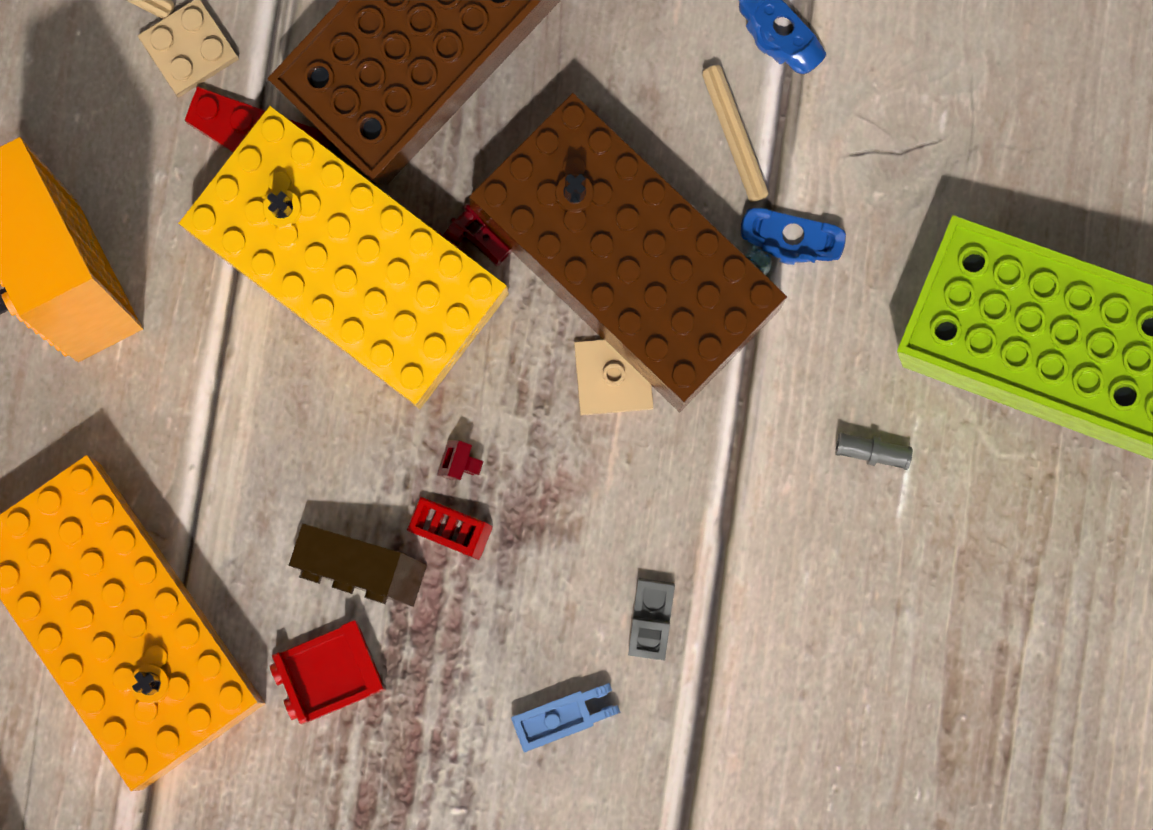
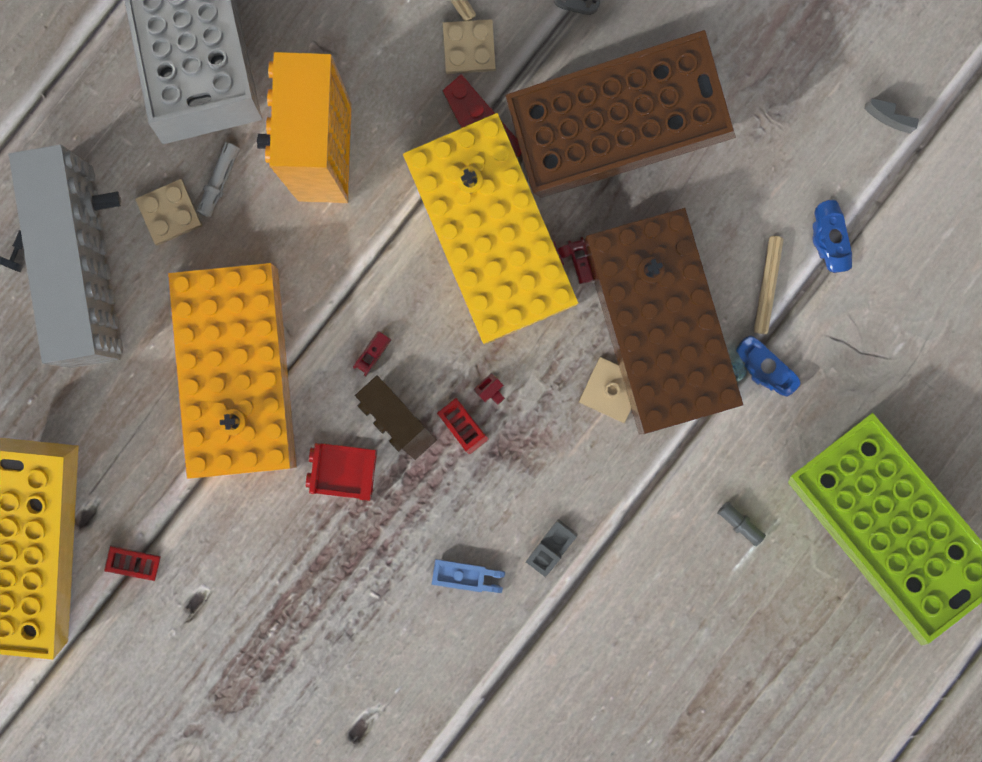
camera: 30 degrees right, 5 degrees up
(281, 494) = (375, 349): none -> dark red bar

